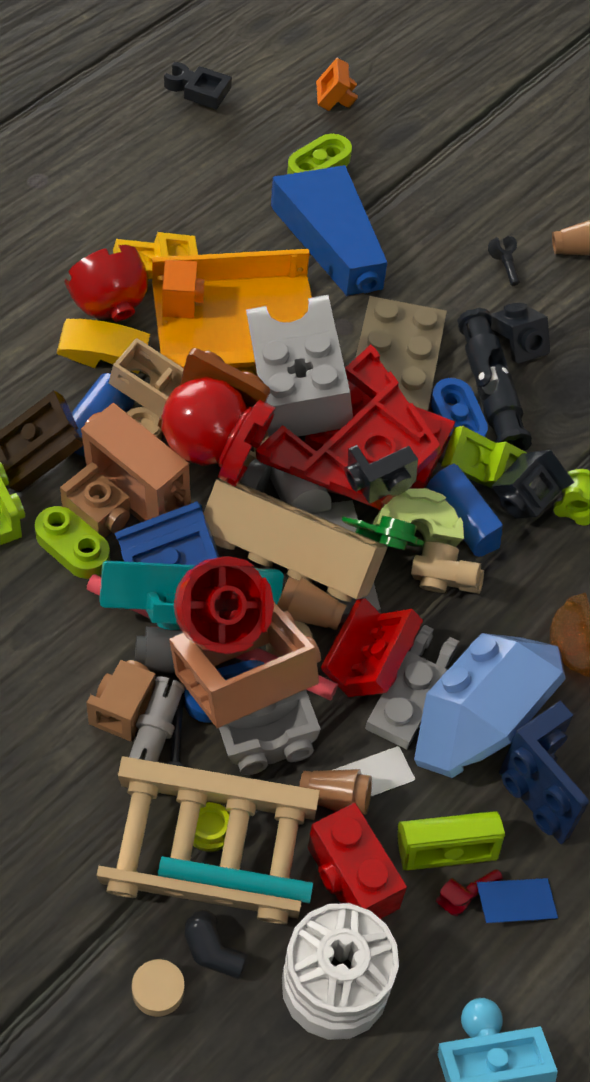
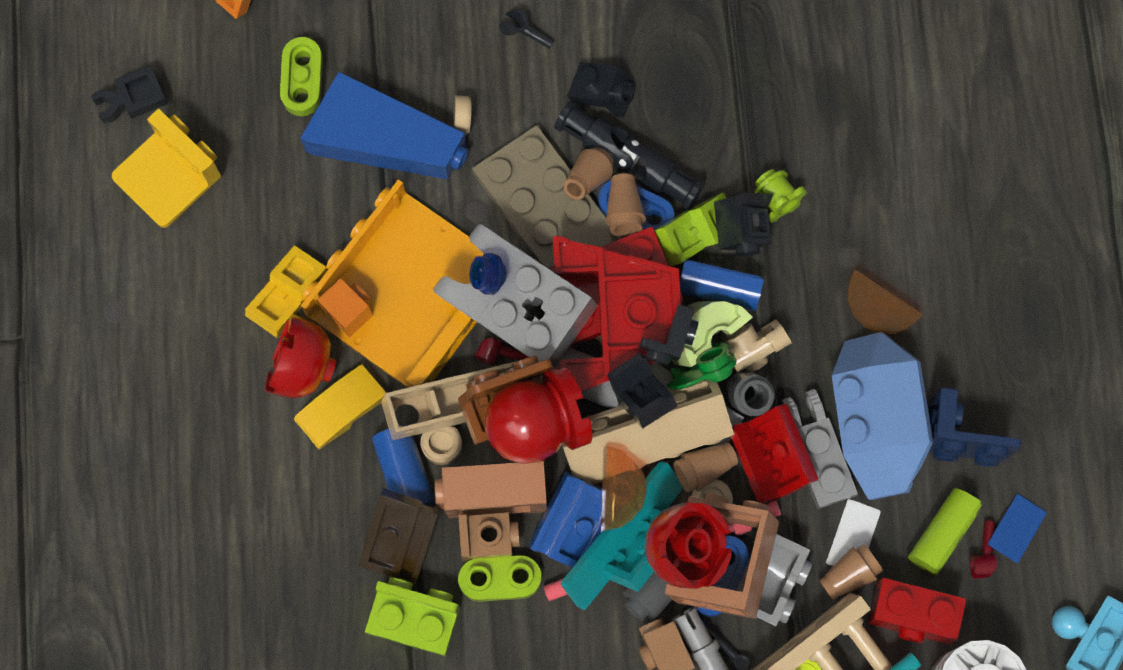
camera: 40 degrees left, 20 degrees up
(169, 137) = (167, 170): none -> yellow bracket
(231, 538) = (621, 489): none -> clear orange plate
(294, 314) = (488, 273): none -> clear blue plate
(316, 486) = (640, 391): none -> black bracket
(401, 261) = (462, 113): none -> tan tile
(402, 576) = (761, 393): none -> dark grey brick
(448, 358) = (589, 172): none -> medium nougat cone
(449, 393) = (624, 208): none -> medium nougat cone

